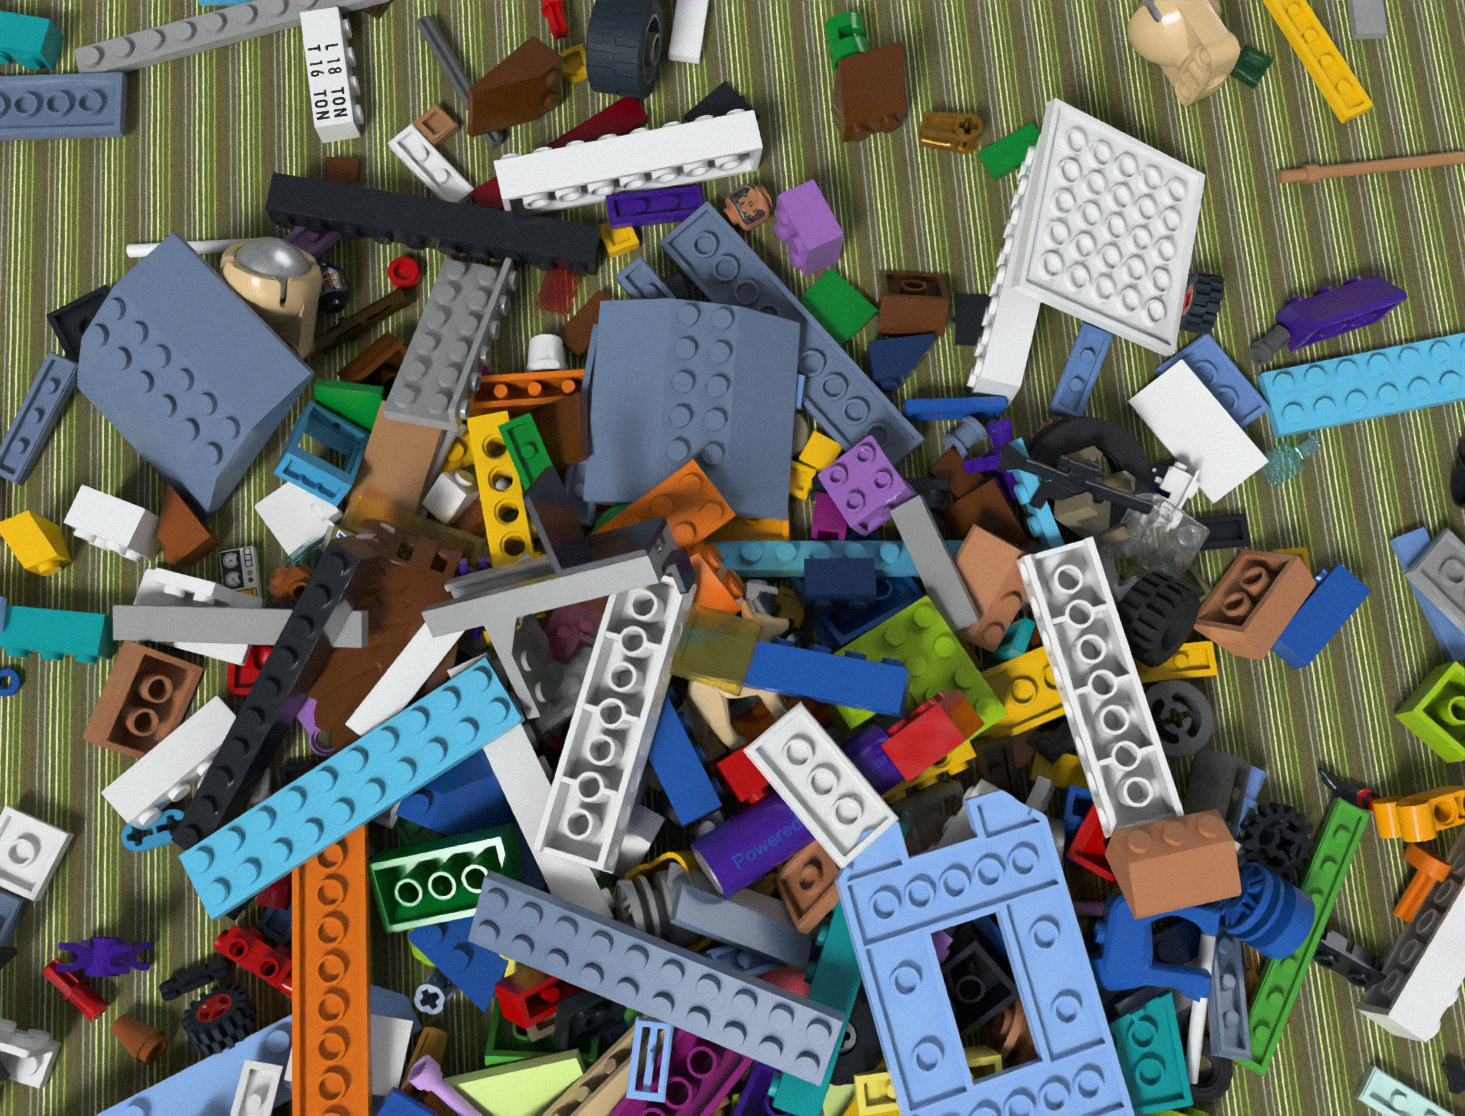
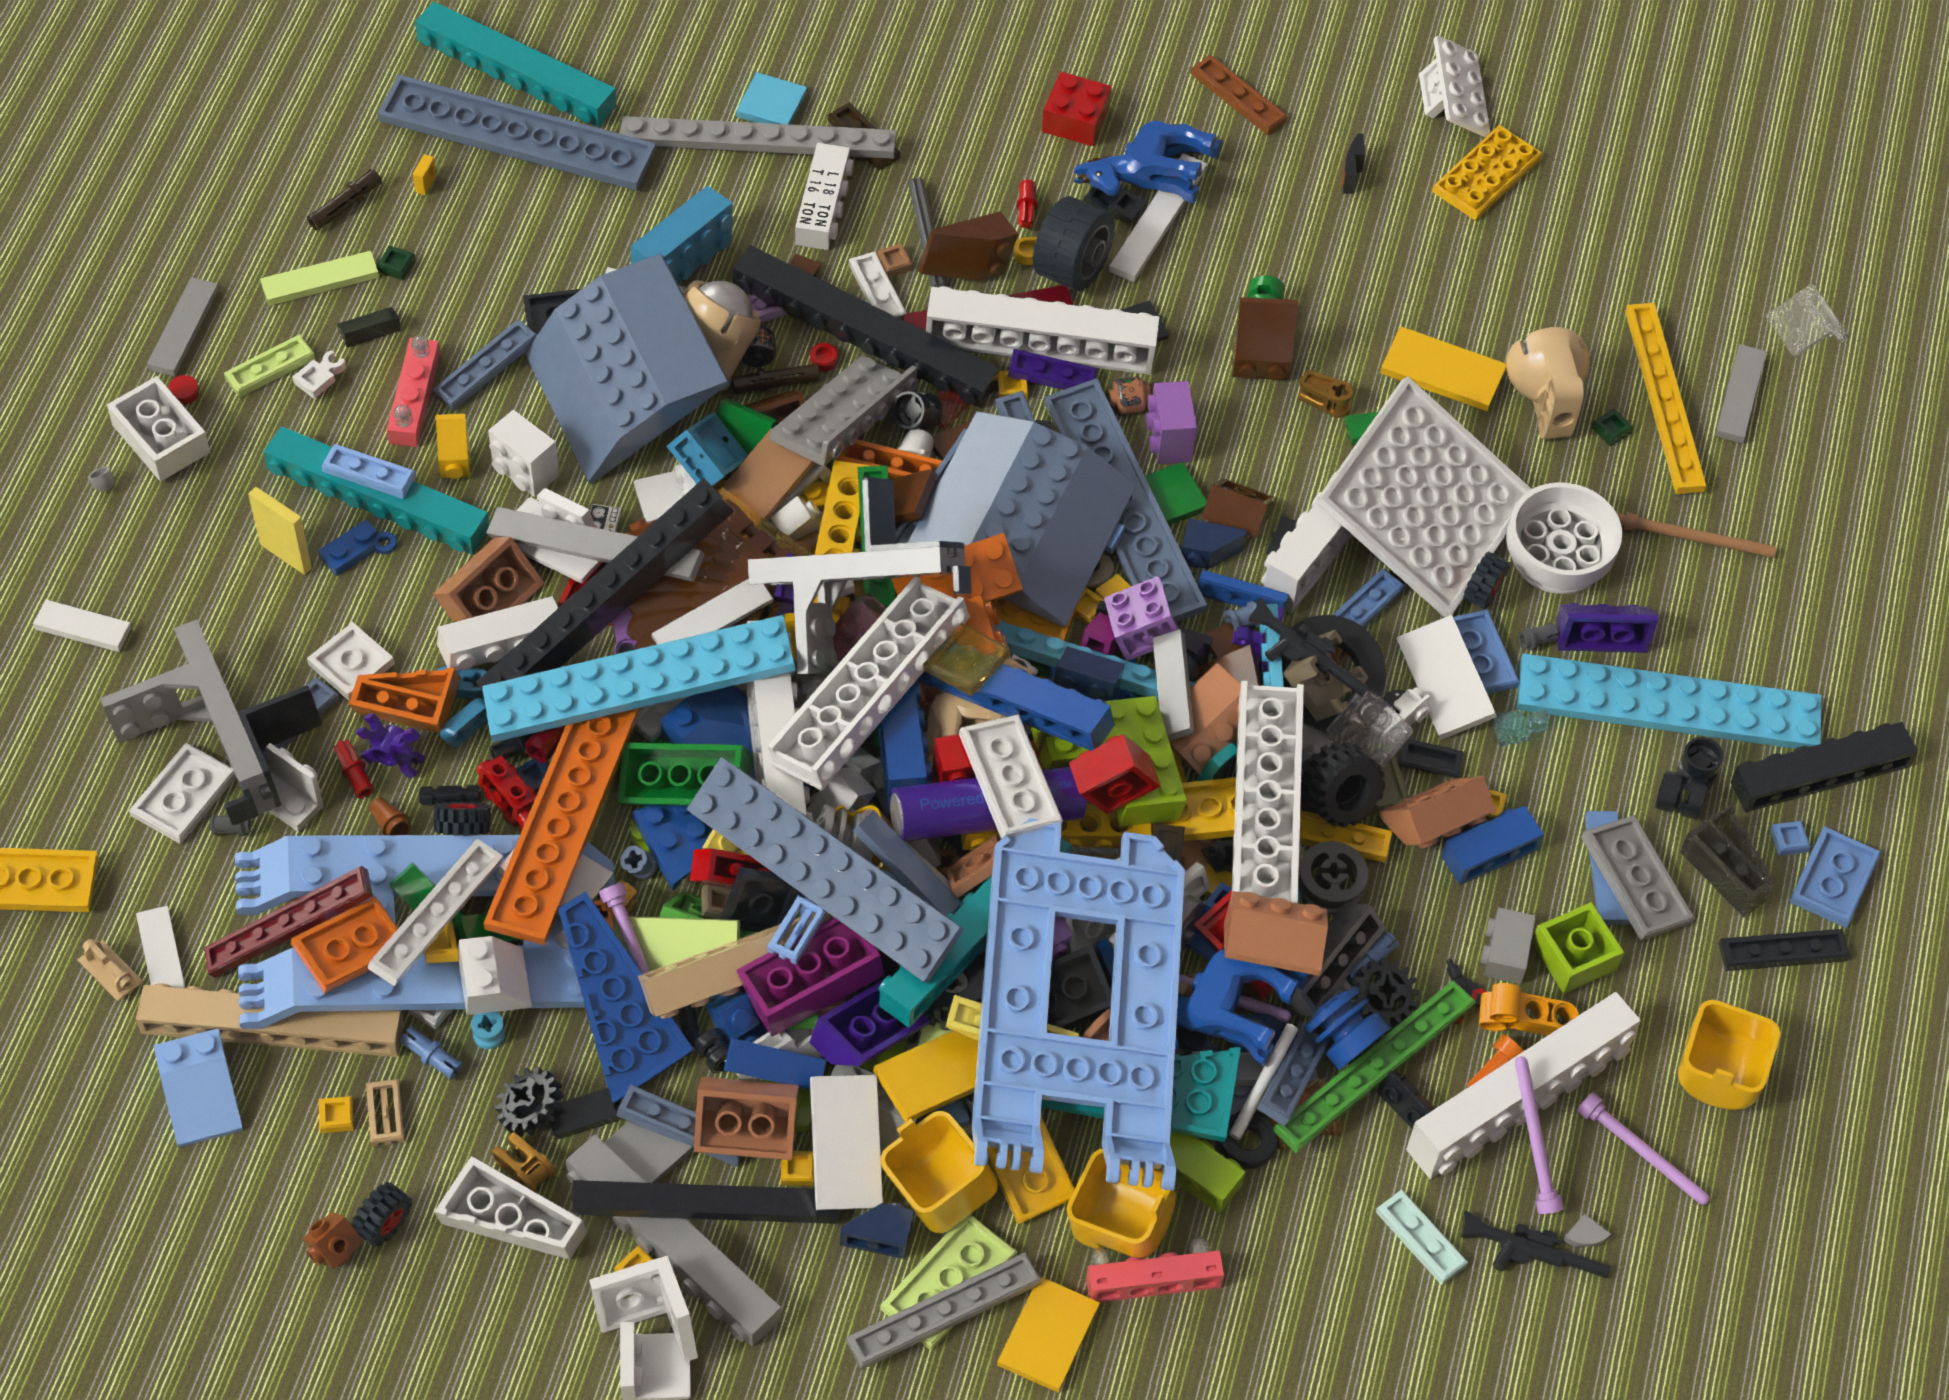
camera: 20 degrees right, 20 degrees down
(102, 889) = (408, 699): none -> orange wedge
(175, 891) = (465, 723): none -> dark azure beam
(183, 531) = (571, 477): dark orange slope -> none
(198, 186) = (689, 234): none -> dark azure brick
(530, 311) = (916, 410): none -> black wheel
(1058, 58) = (1444, 368): none -> yellow tile
(1299, 216) = (1558, 519): none -> white wheel
(1377, 731) = (1508, 946): none -> light grey brick

